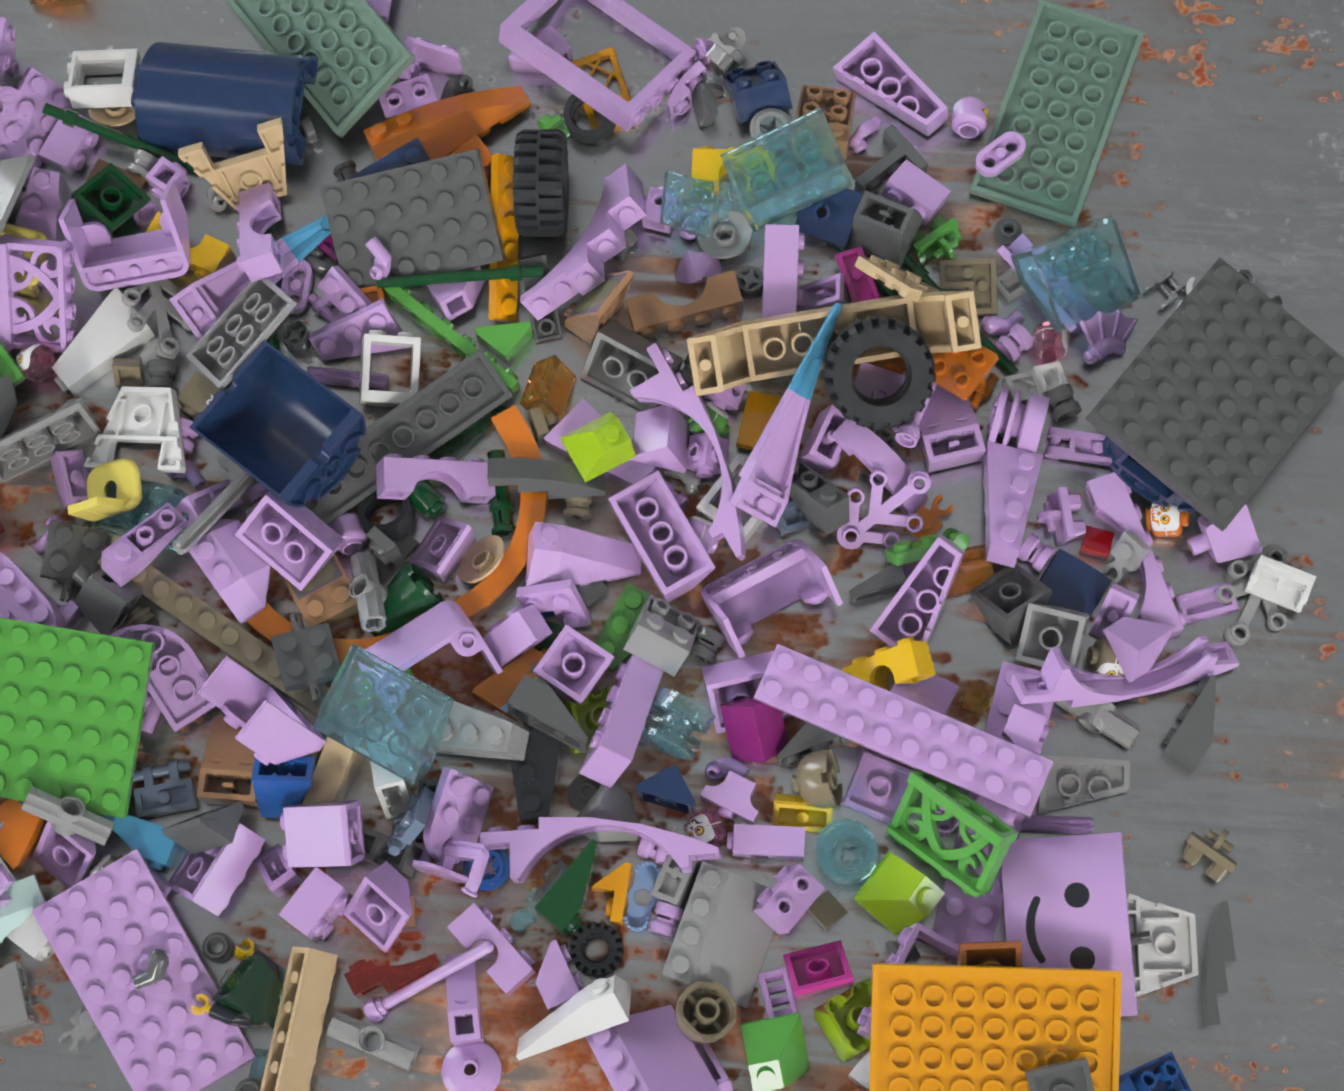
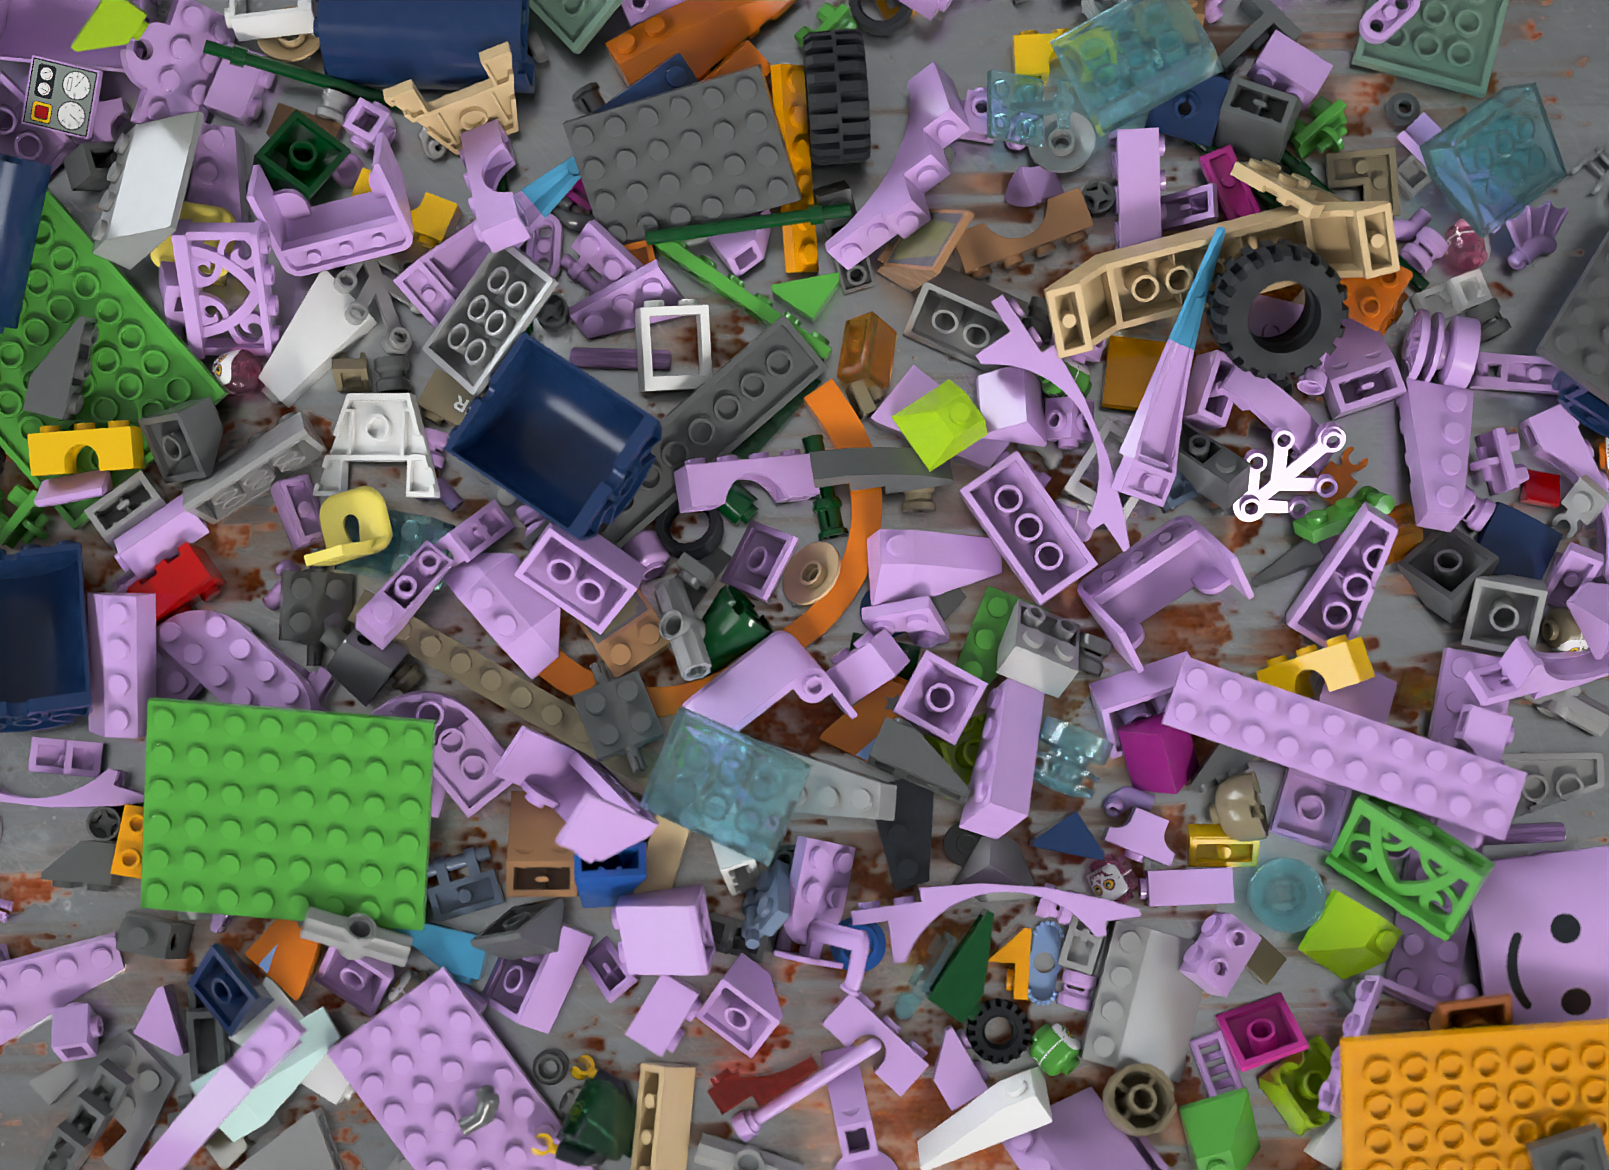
camera: 10 degrees left, 10 degrees up
(213, 513) = (482, 551): light grey axle -> none
(382, 259) = (650, 210): lavender arm -> none
(642, 968) = (1055, 1049): none -> bright green head

